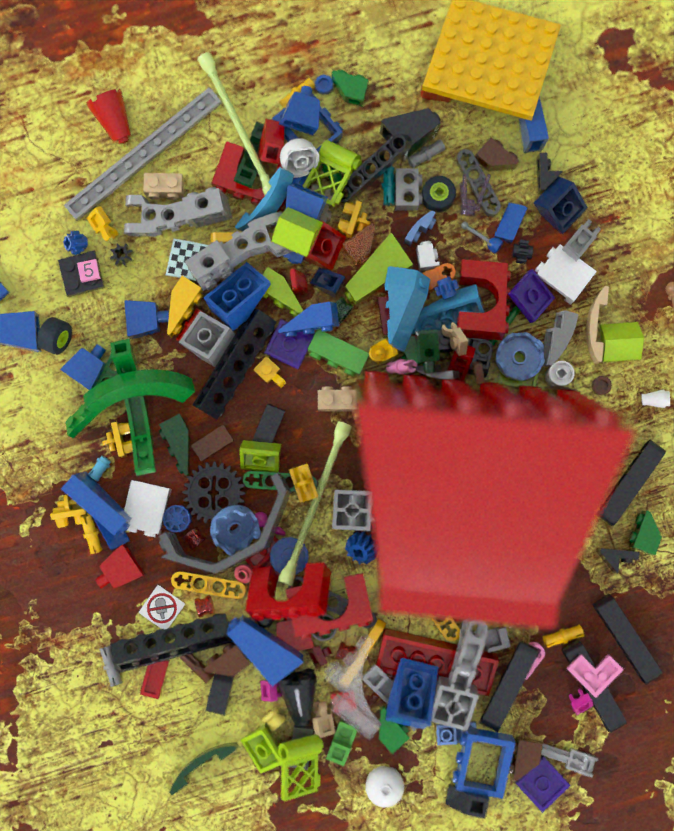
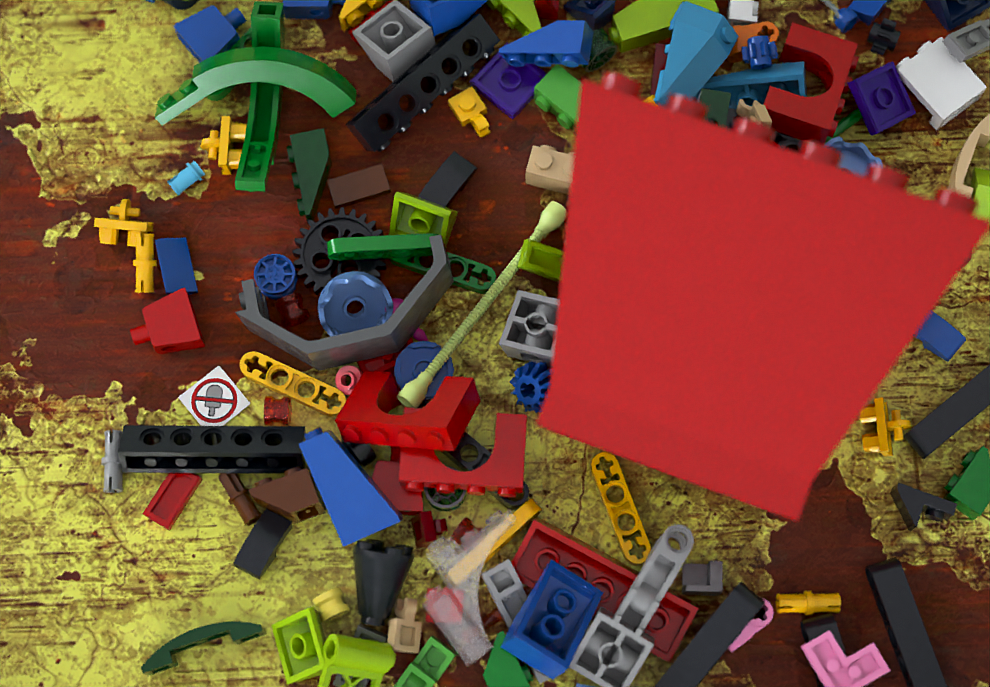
camera: 20 degrees right, 10 degrees down
(97, 502) = (166, 216): blue slope -> none
(146, 507) = (233, 247): white panel -> none
(241, 484) = (380, 247): none -> green beam
(268, 692) = (337, 561): dark pink tile -> none
(303, 483) = (475, 269): yellow hips -> none
(346, 463) = (541, 260): none -> lime tile
(558, 337) = (918, 155): light grey slope -> none

